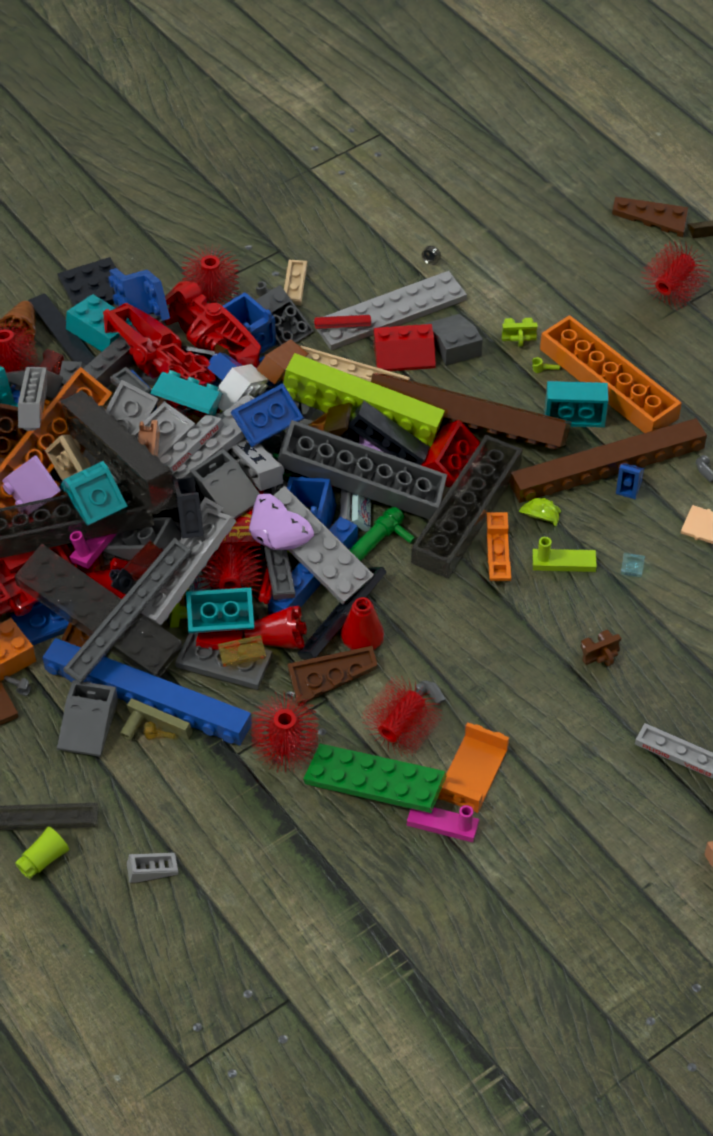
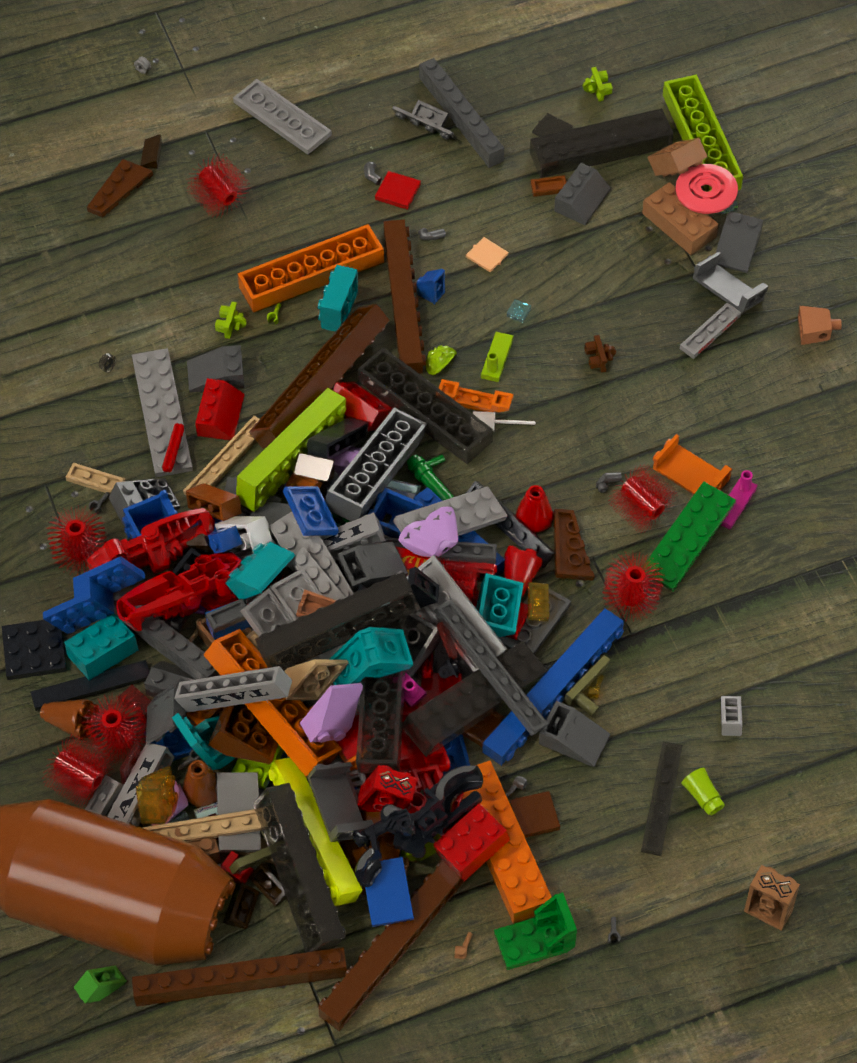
camera: 75 degrees left, 5 degrees up
(475, 568) = (489, 419): none -> white piece

